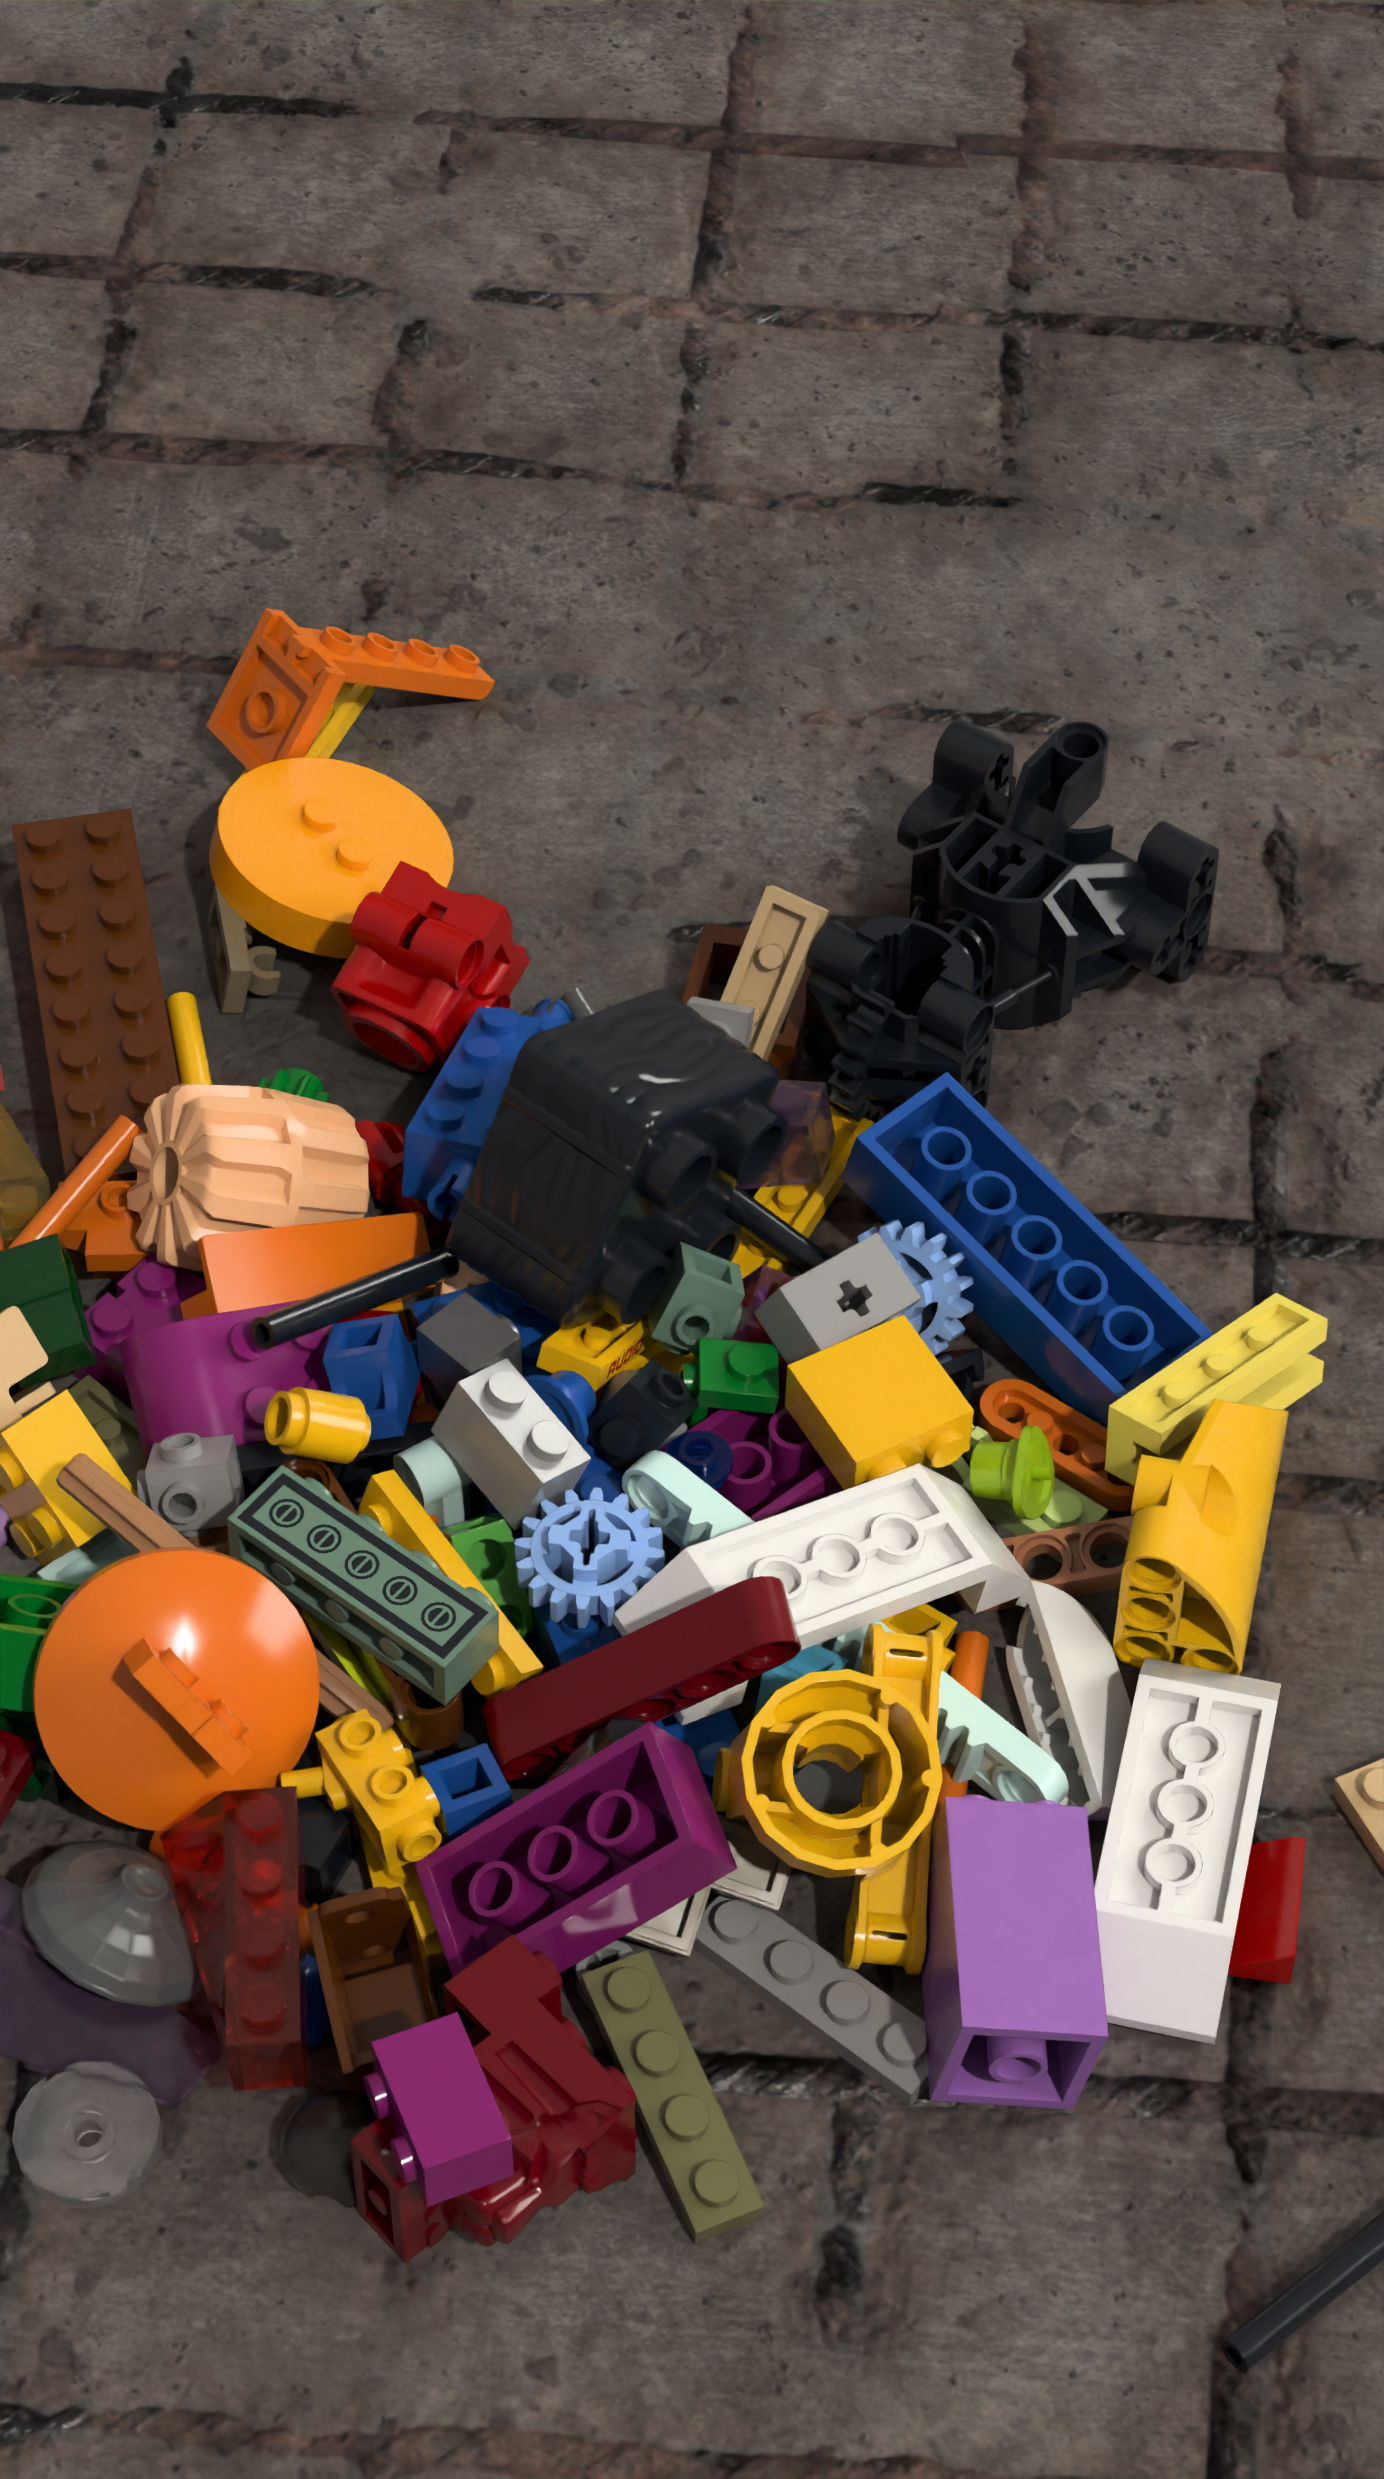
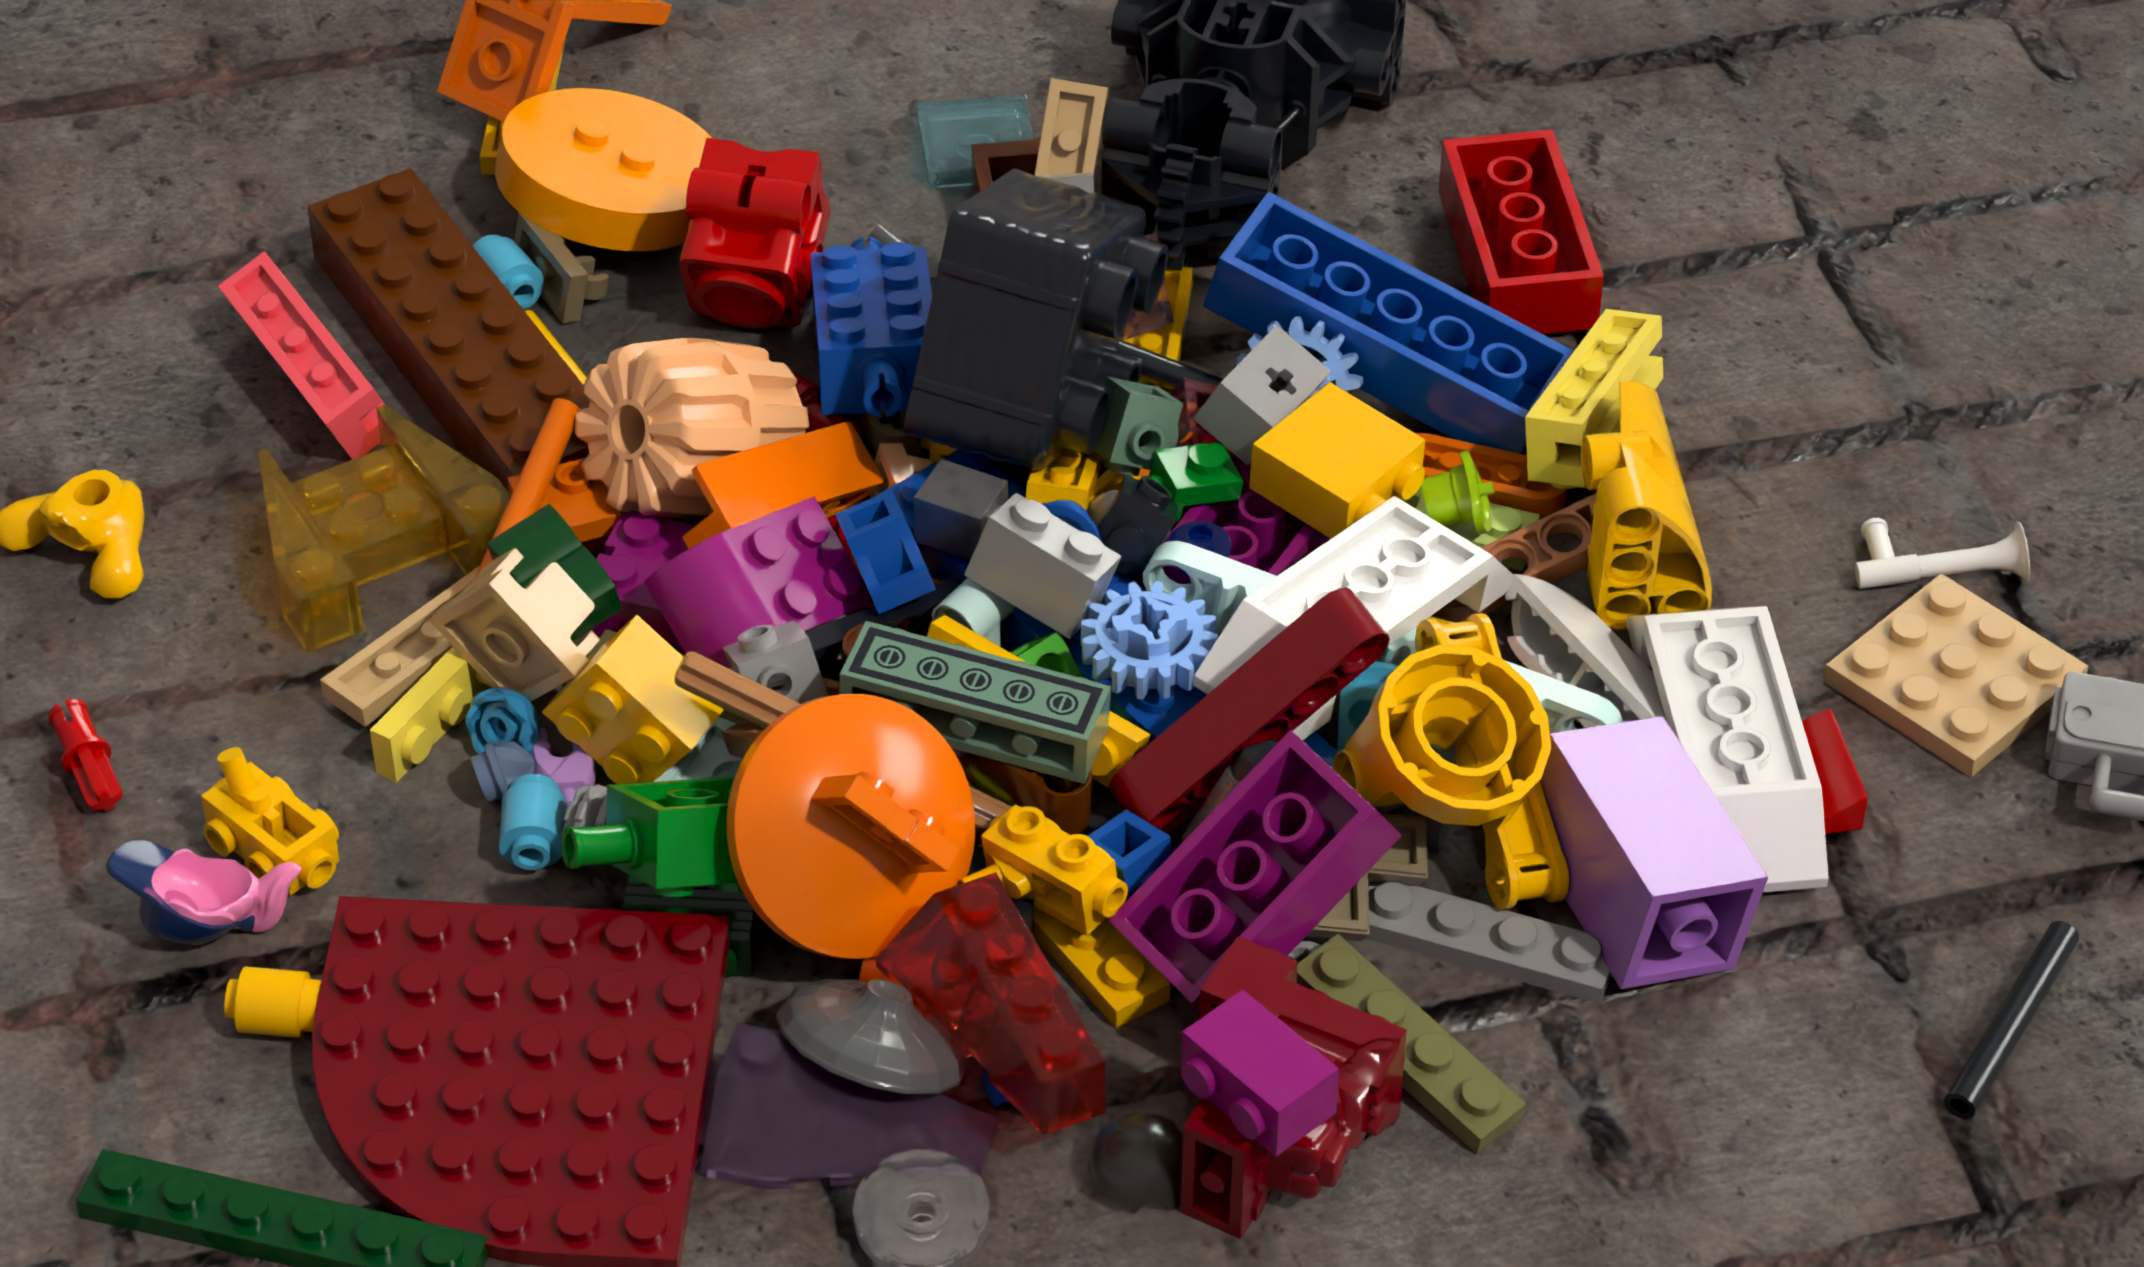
camera: 20 degrees left, 5 degrees down
(184, 944) = (512, 268): none -> medium azure brick
(317, 1424) = (868, 590): yellow brick -> none
(353, 1298) = (839, 491): black piece -> none
(371, 1973) = (1130, 1020): reddish brown piece -> none
(715, 895) = (953, 125): none -> clear light blue tile
(1234, 1175) = (1521, 230): none -> red brick

